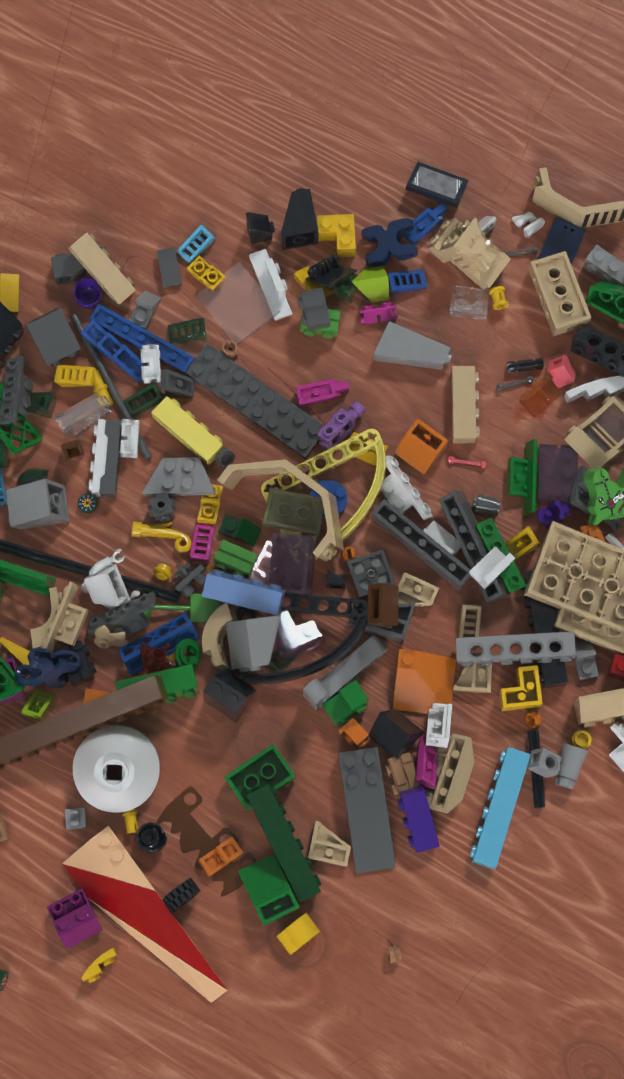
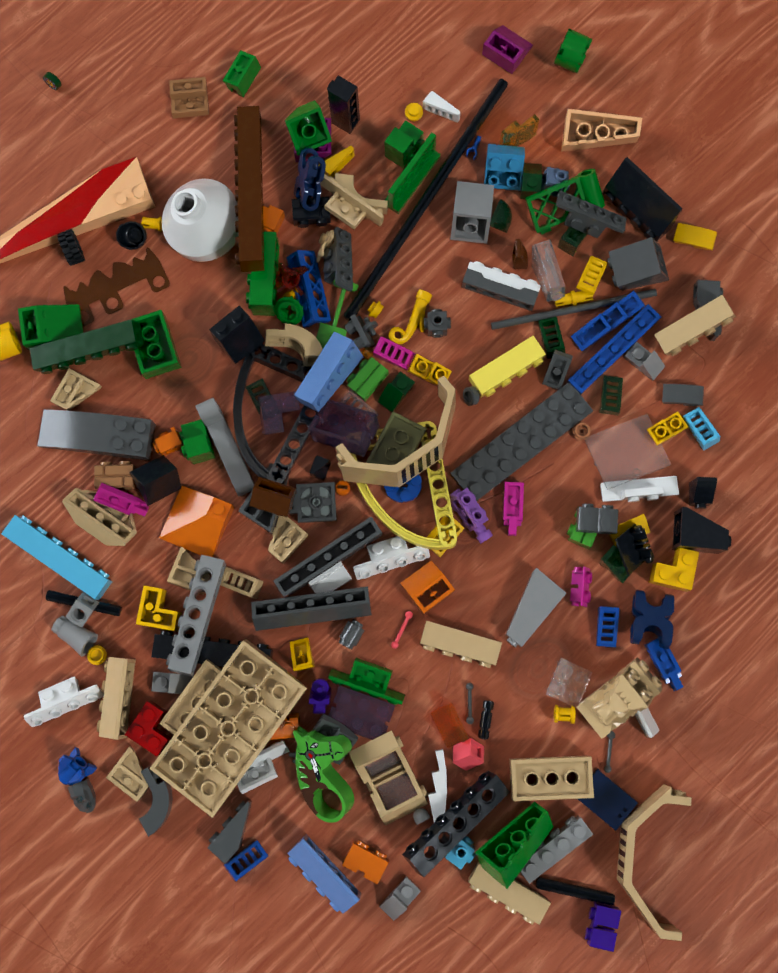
camera: 110 degrees right, 5 degrees up
(38, 705) = (281, 167): lime slope -> none
(74, 918) = (83, 153): magenta slope -> none
(75, 818) = (172, 177): light grey tile -> none
(87, 293) = (674, 307): dark purple hair -> none
(87, 503) = (462, 258): tile -> none
(95, 969) = (35, 163): yellow slope -> none
(106, 584) = (374, 252): white torso -> none
(129, 438) = (519, 311): white hinge -> none
(151, 373) = (592, 350): white hinge -> none
(179, 478) = (462, 348): light grey wing -> none
(220, 856) = (96, 293): orange slope -> none
(252, 642) = (277, 367): light grey slope -> none
(373, 284) = (613, 590): lime slope -> none
(418, 819) = (68, 475): dark purple brick -> none
(437, 184) = (705, 688): tile -> none
(439, 725) = (148, 521): white hinge -> none
(491, 538) = (293, 629): green bracket -> none
(491, 567) = (280, 614): white panel -> none
(535, 225) = (646, 774): white piece -> none
(537, 719) = (129, 614): orange hinge -> none

